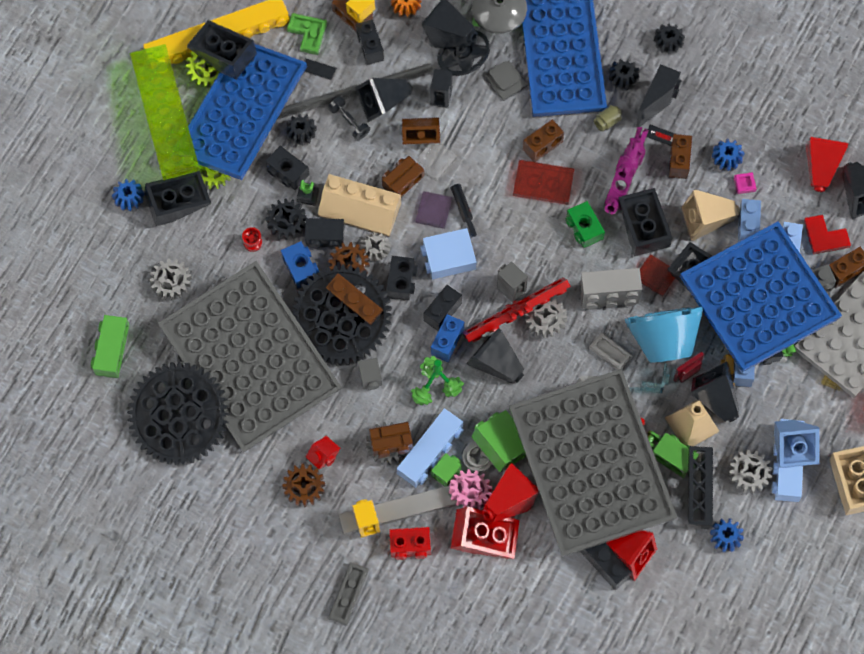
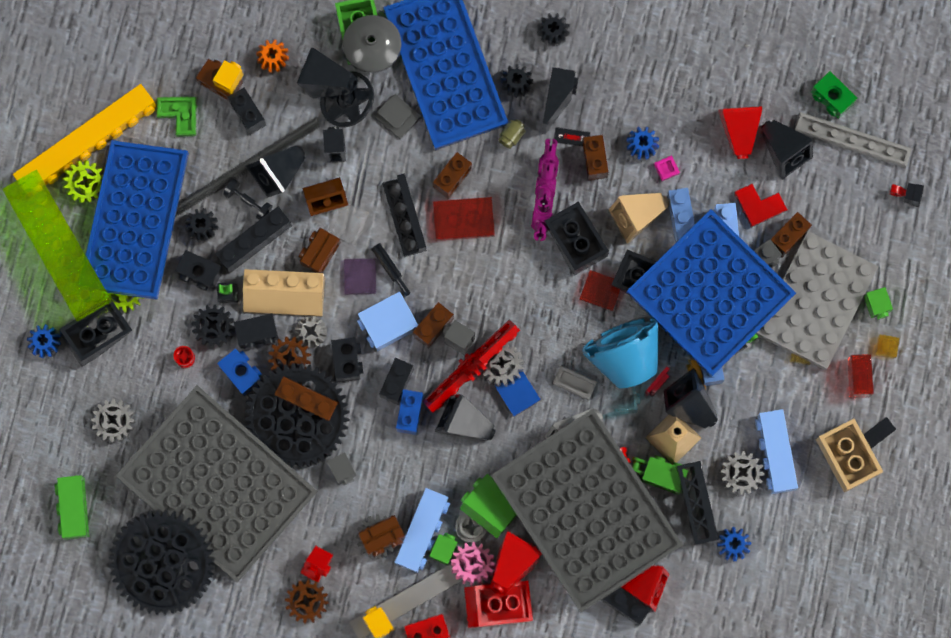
camera: 15 degrees left, 10 degrees up
(223, 48) = (98, 160): black slope -> none
(319, 69) = (202, 151): black sticker -> none
(344, 153) = (253, 239): none -> black brick
(432, 369) = (403, 447): bright green plant -> none
(486, 268) = (433, 325): none -> reddish brown brick
(496, 162) = (410, 210): none -> black fence
(554, 349) = (519, 395): none -> blue piece
(584, 214) = (513, 244): green brick -> none
(610, 288) = (560, 319): light grey brick -> none
(796, 443) = (781, 436): medium blue slope -> none

